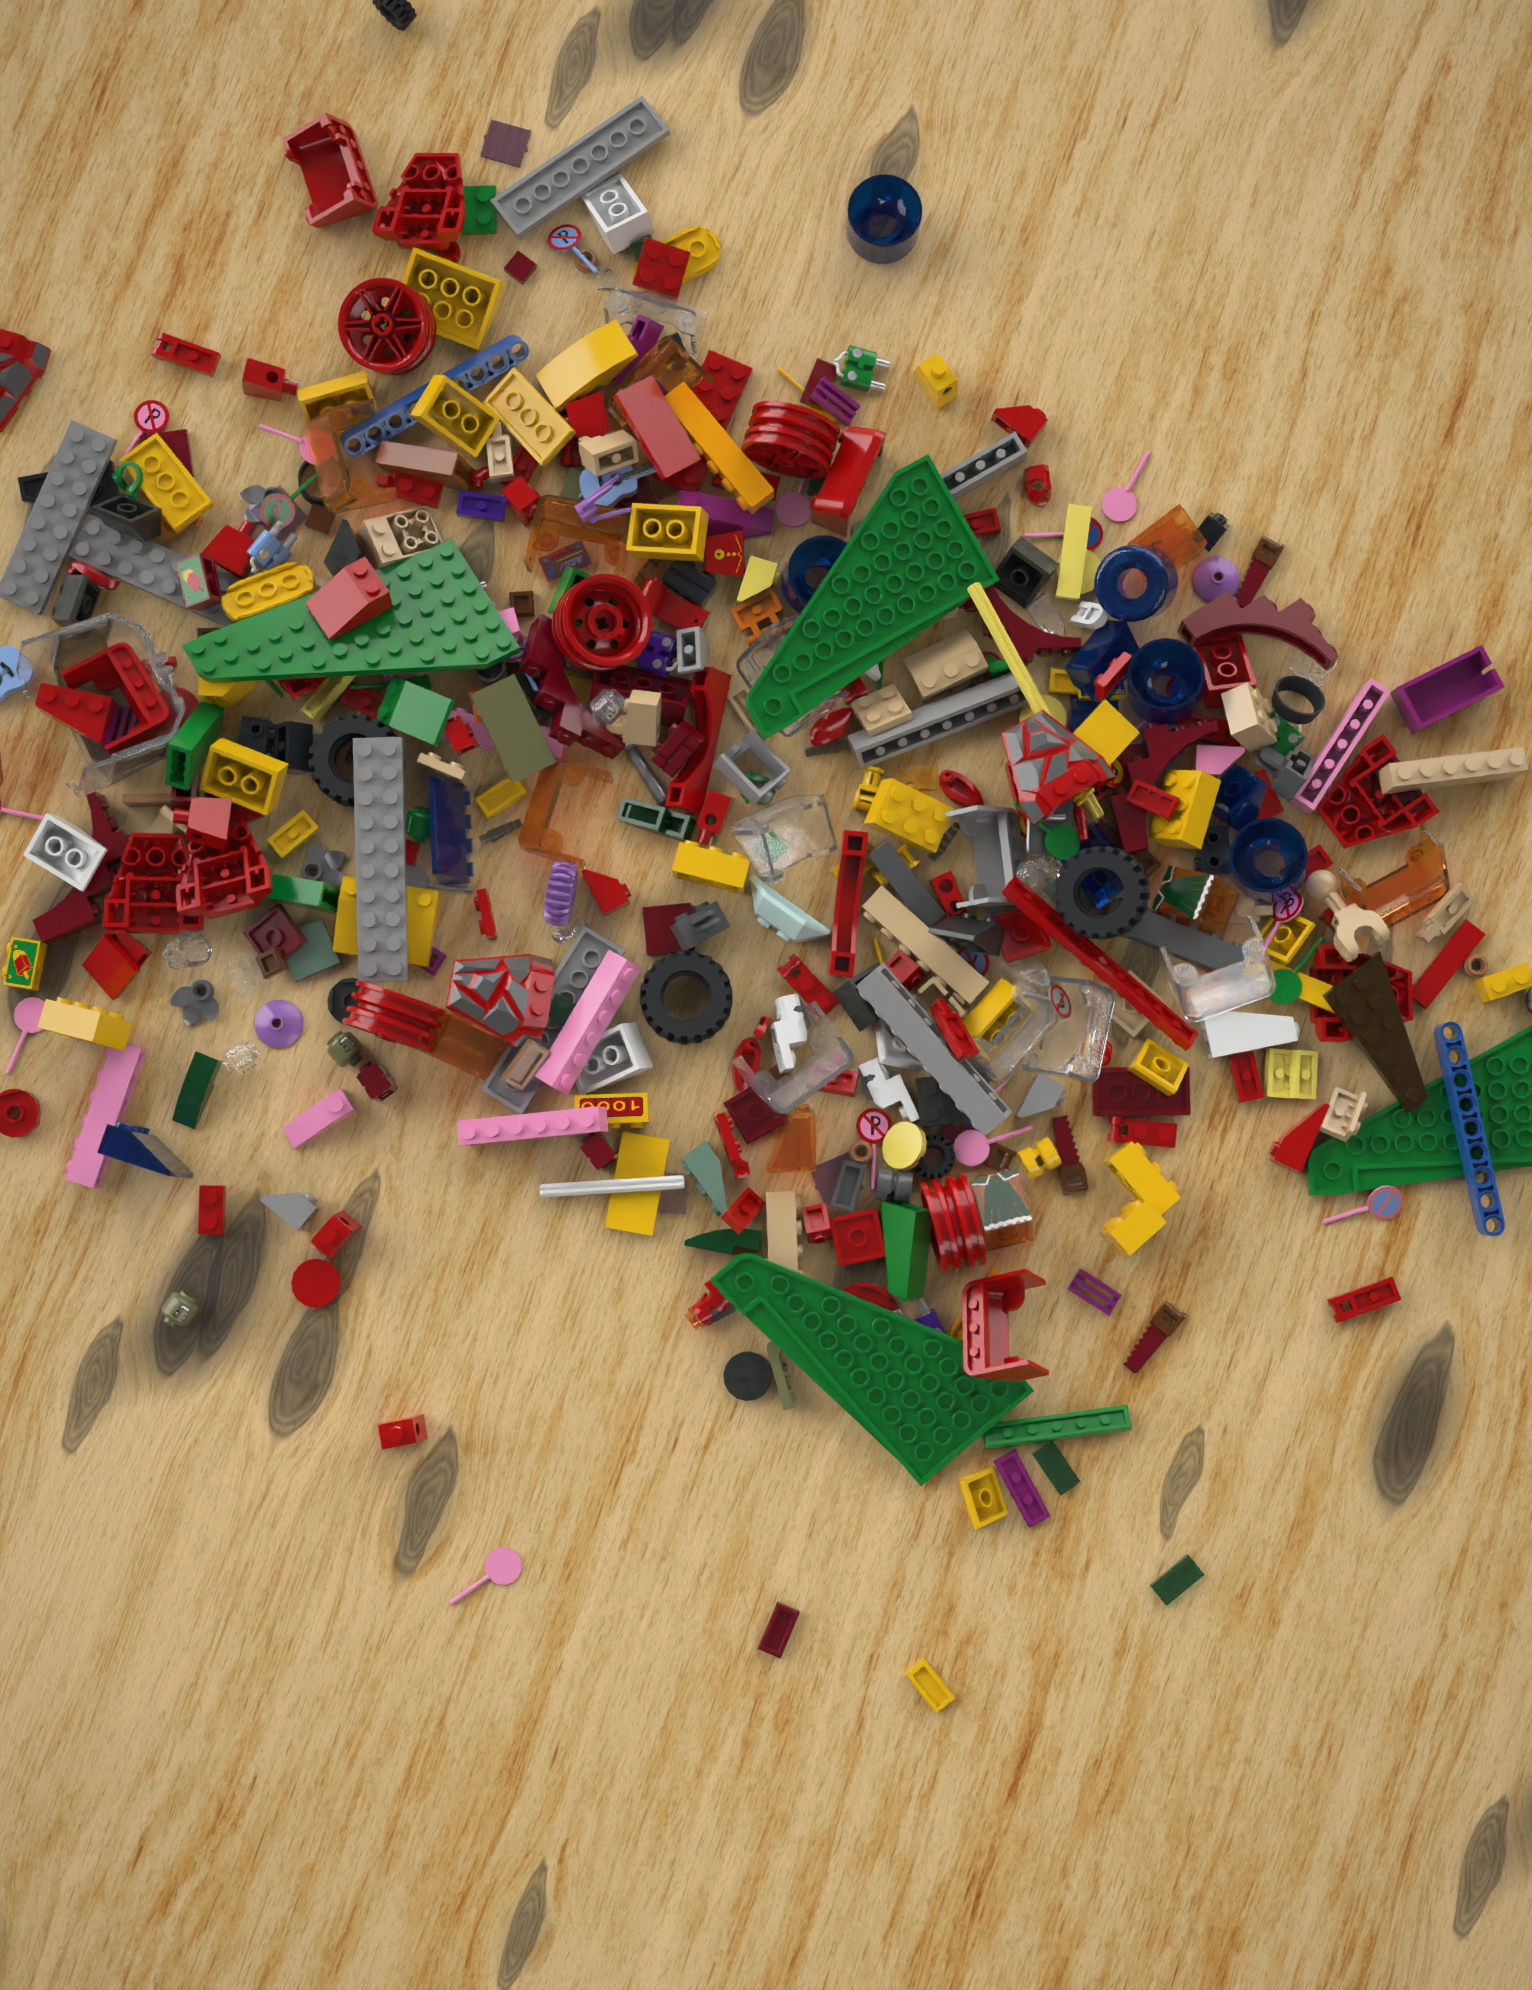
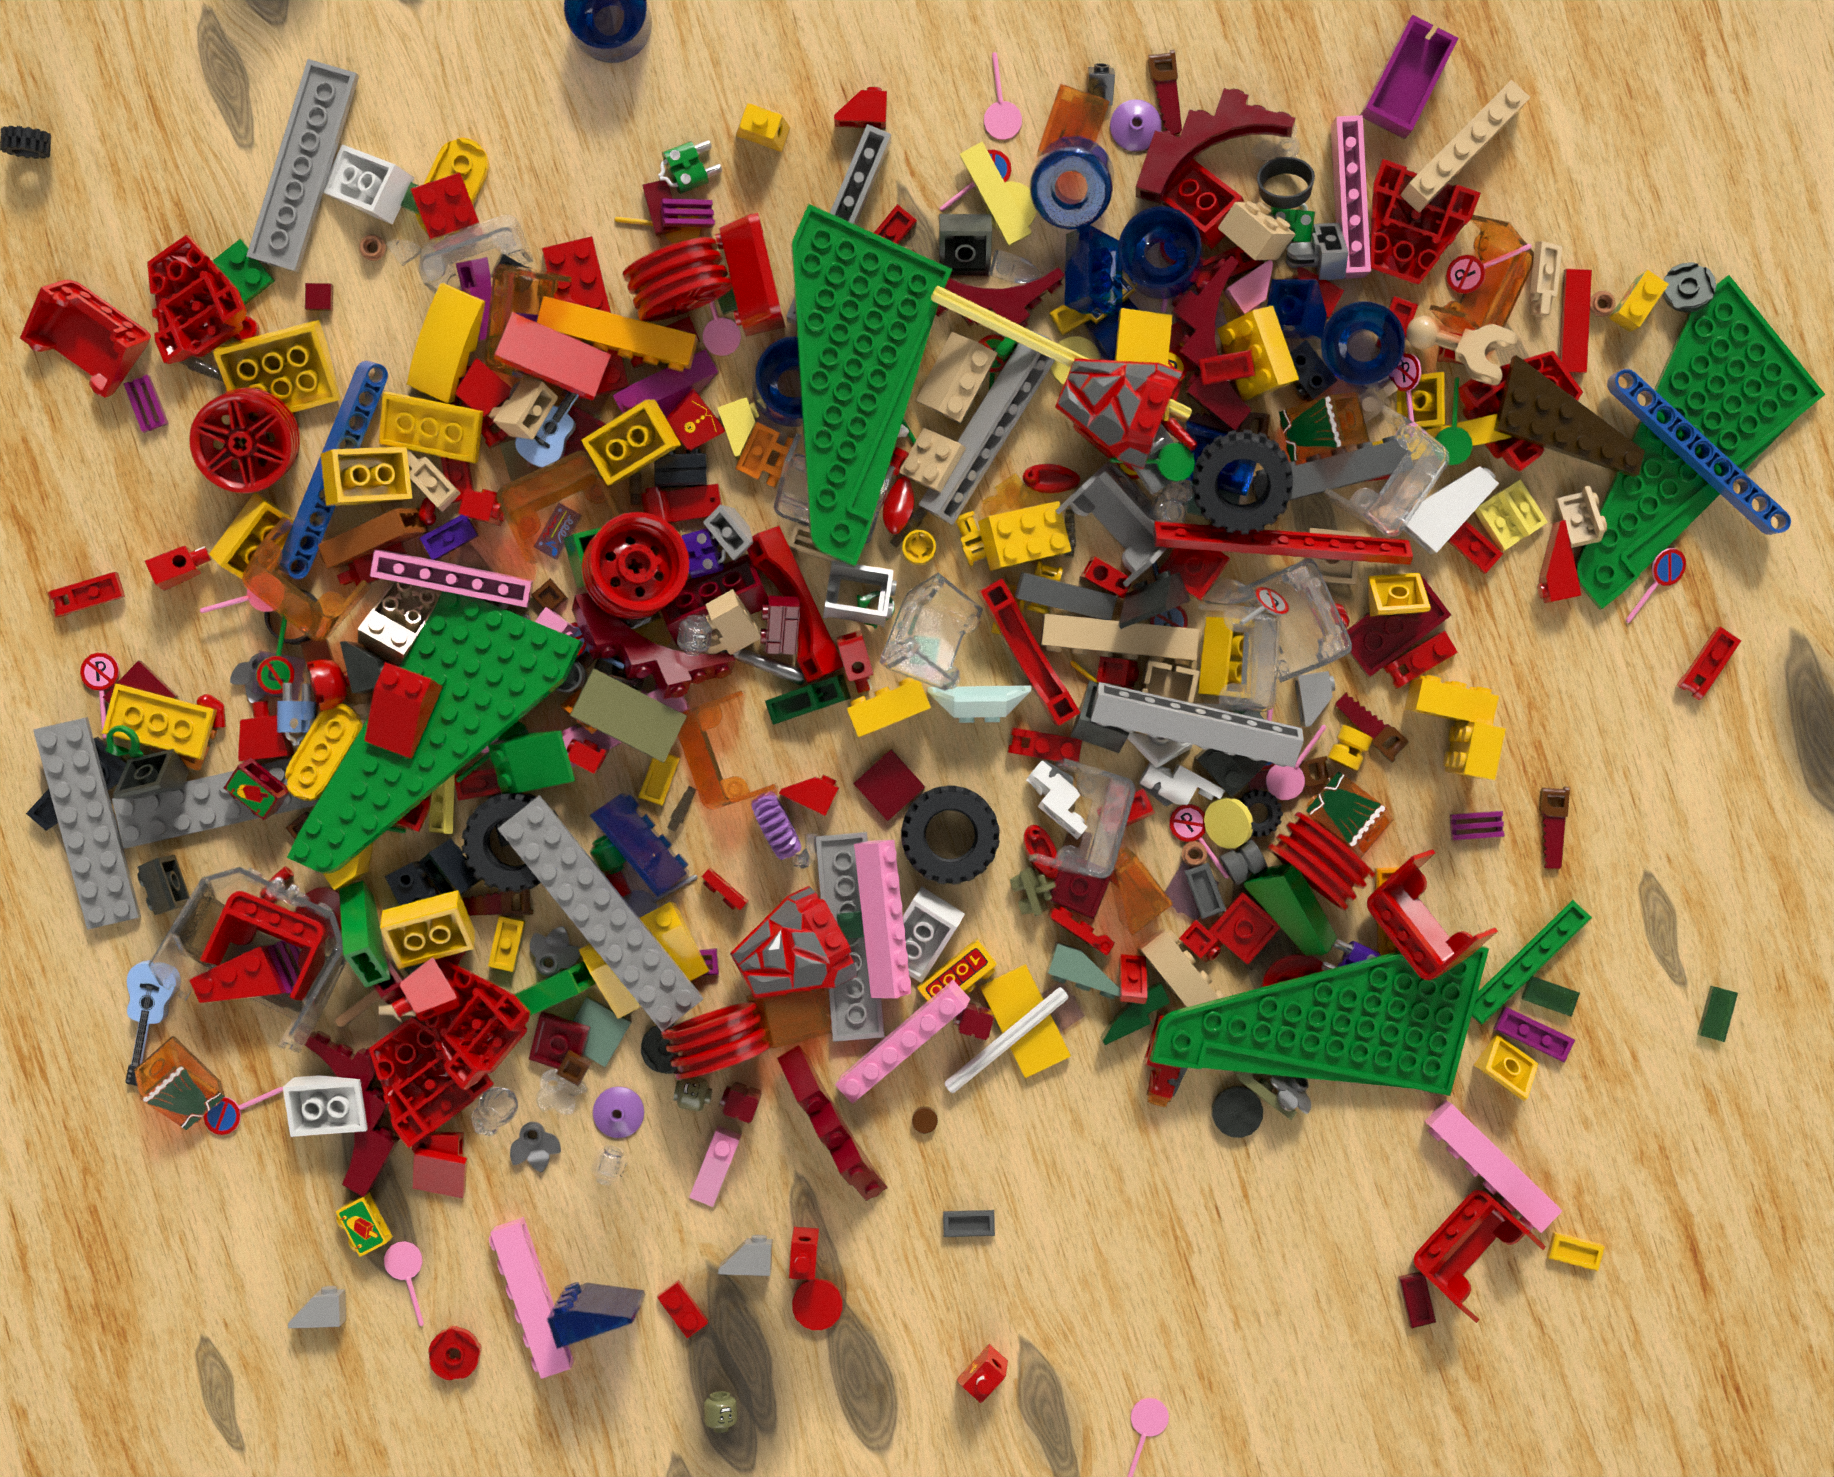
camera: 35 degrees left, 5 degrees up
(85, 1024) = (457, 1240): yellow brick -> none
(96, 575) = (158, 849): red arm -> none
(196, 1089) = (592, 1220): dark green slope -> none
(215, 496) = (211, 702): none -> red arm
(310, 545) = (328, 683): none -> red cylinder
(310, 801) = (498, 904): none -> piece
(327, 249) = (129, 387): none -> magenta tile
(396, 255) = (199, 366): none -> clear smoke animal
(429, 1151) = (829, 1125): none -> dark red arch
(434, 765) = (585, 794): tan plate -> none
(460, 535) = (451, 578): none -> bright pink brick
(478, 1307) = (969, 1223): none -> dark grey tile
(504, 1202) = (924, 1119): none -> reddish brown tile
(505, 143) = (219, 192): piece -> none
(525, 1064) = (857, 994): medium nougat tile -> none
(568, 238) = (340, 240): piece -> none
(587, 508) = (545, 473): medium lavender plant -> none
(700, 925) = (915, 764): dark grey brick -> none
(720, 1088) = (1036, 888): none -> olive hips
(762, 1027) = (1032, 810): red tile -> none
(801, 1389) = (1292, 1092): none -> flat silver plate
(823, 767) = (919, 547): none -> yellow wheel
(847, 1610) = (1463, 1240): none -> red windscreen
(914, 1567) = (1493, 1166): none -> bright pink brick
(954, 1030) = (1203, 697): red hinge -> none
(1037, 484) = (919, 156): red rock -> none
(1089, 616) = (1051, 241): white plate -> none
(1108, 681) = (1113, 275): red plate -> none
(1389, 867) = (1468, 273): none -> piece

